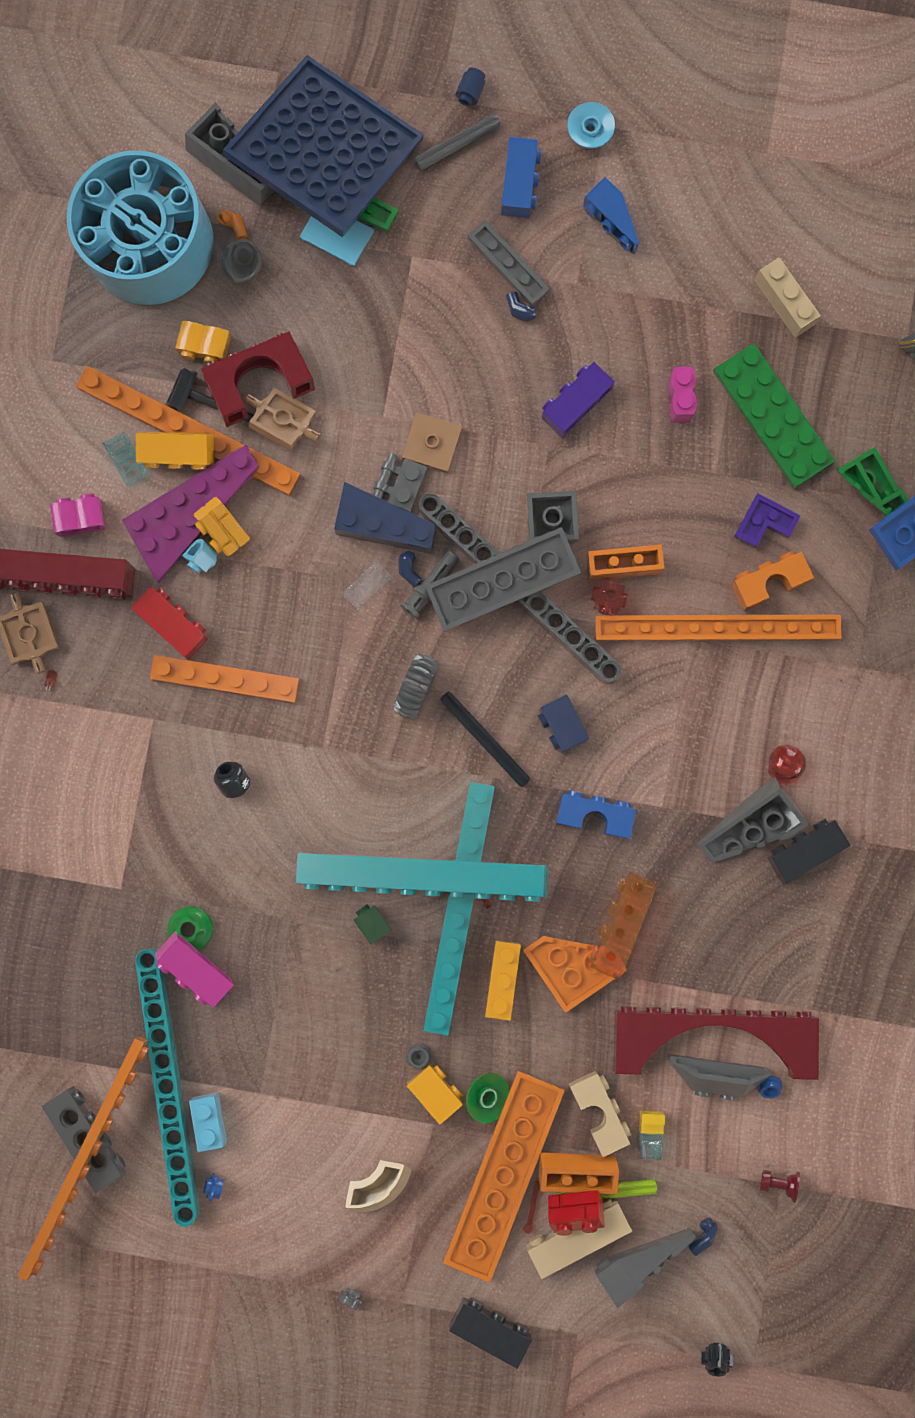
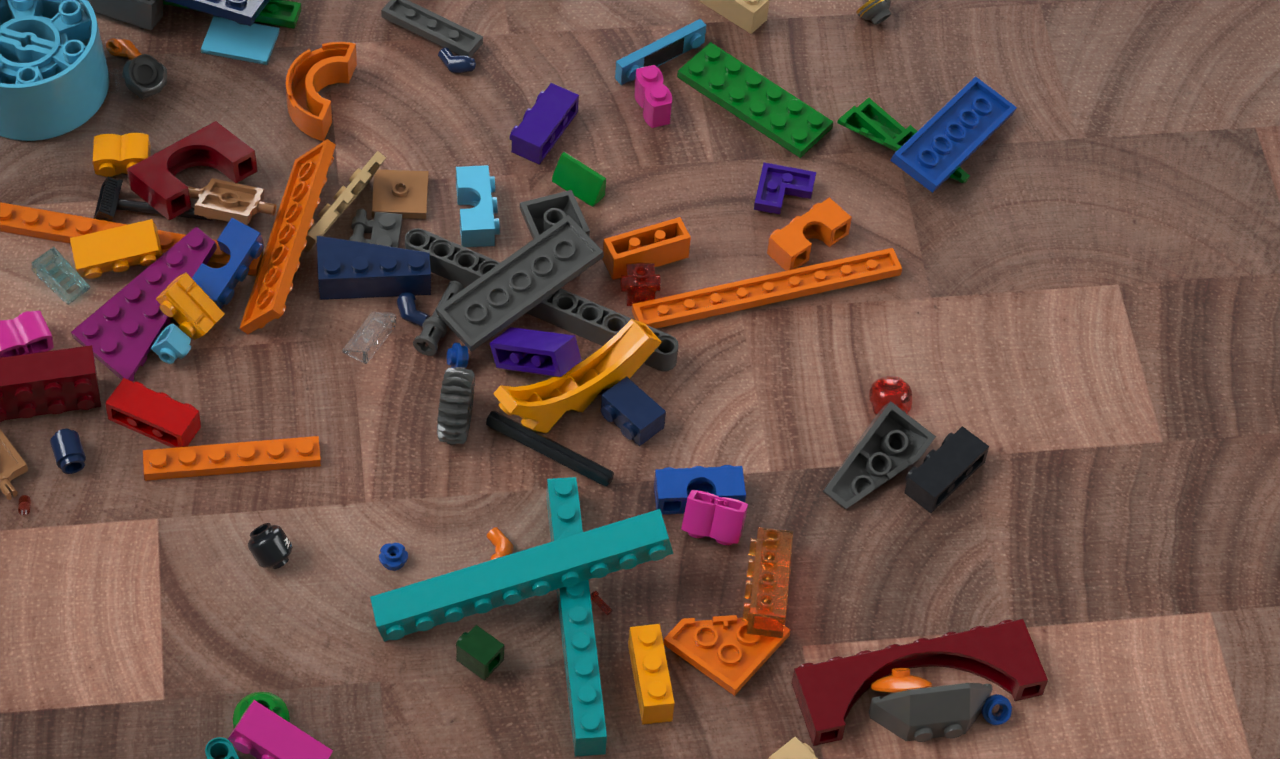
camera: 20 degrees left, 30 degrees down
(94, 640) = (68, 451): none -> dark blue brick
(278, 476) = (243, 246): none -> blue arch
(322, 471) = (288, 237): none -> orange plate
(336, 810) = (393, 562): none -> blue plate
(378, 301) = (309, 75): none -> orange brick
(396, 430) = (343, 198): none -> tan wing
(420, 827) = (501, 542): none -> orange arm
(433, 630) = (457, 356): none -> blue plate
(497, 454) = (477, 223): none -> medium azure arch
(497, 652) = (535, 351): none -> dark purple brick
(524, 691) = (546, 401): none -> light orange arch
(589, 469) = (579, 178): none -> green slope
(600, 851) = (714, 517): none -> dark pink brick
(698, 1049) = (900, 681): none -> orange dish
(736, 334) = (661, 51): none -> dark azure plate

